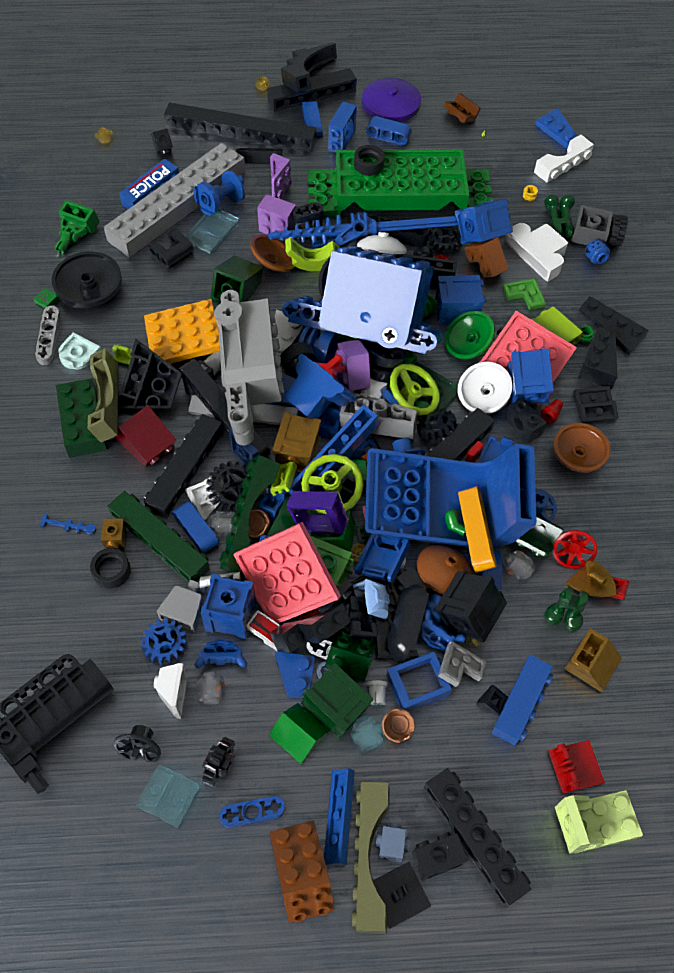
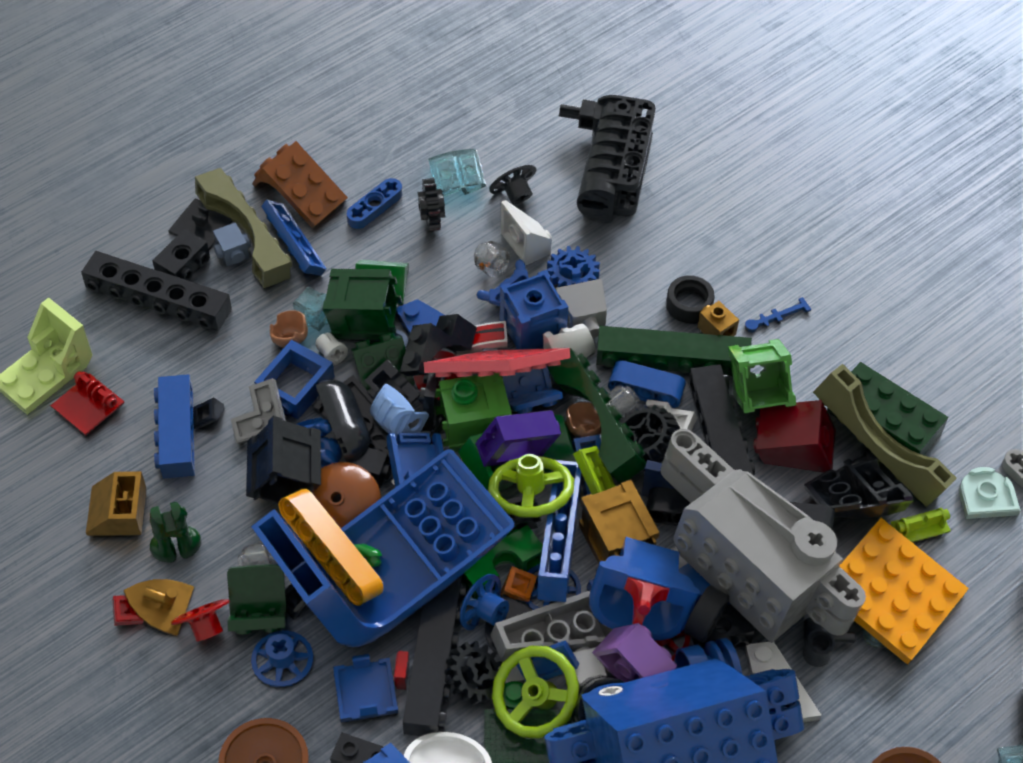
camera: 145 degrees right, 5 degrees down
(132, 467) = (773, 383): none -> bright green container
(236, 275) = (913, 715): dark green slope -> none

